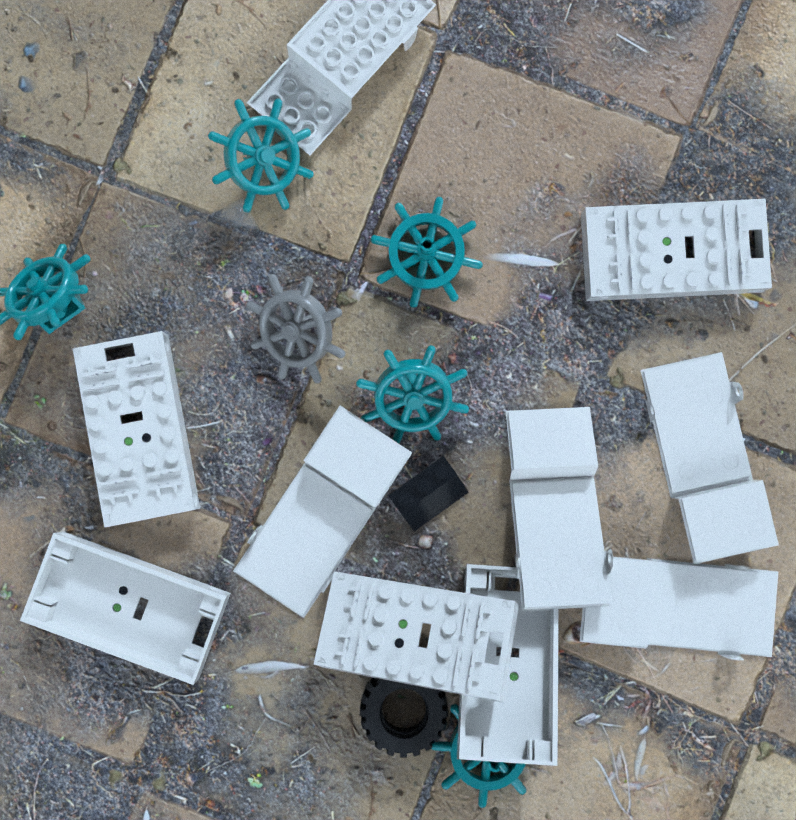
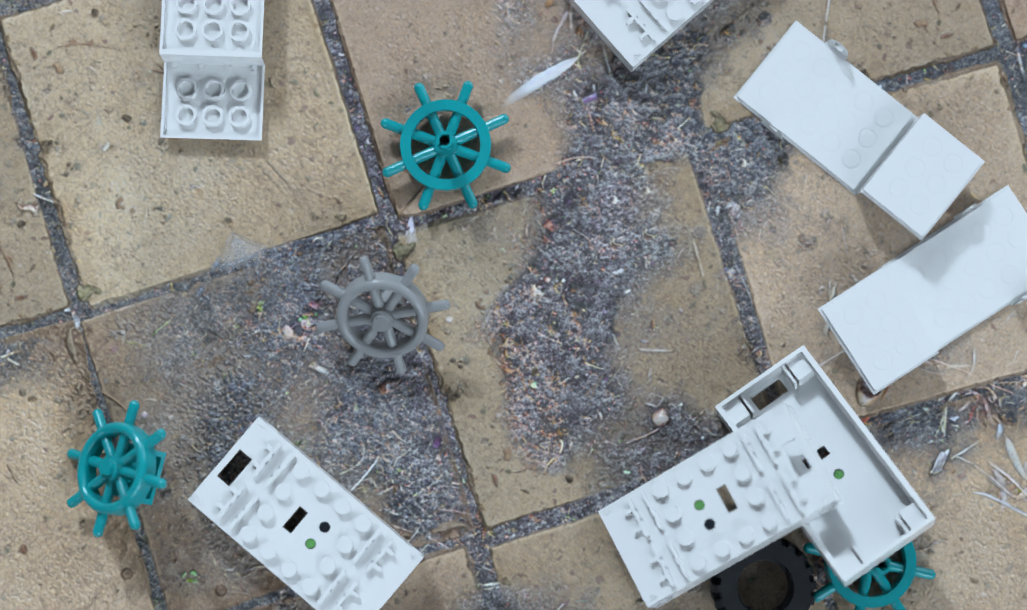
camera: 45 degrees left, 0 degrees up
(261, 155) = (220, 177): teal piece -> none
(322, 511) = (542, 466): white piece -> none
(411, 376) = (541, 290): teal piece -> none
(428, 493) = (627, 370): black slope -> none
(557, 510) = (756, 289): white piece -> none

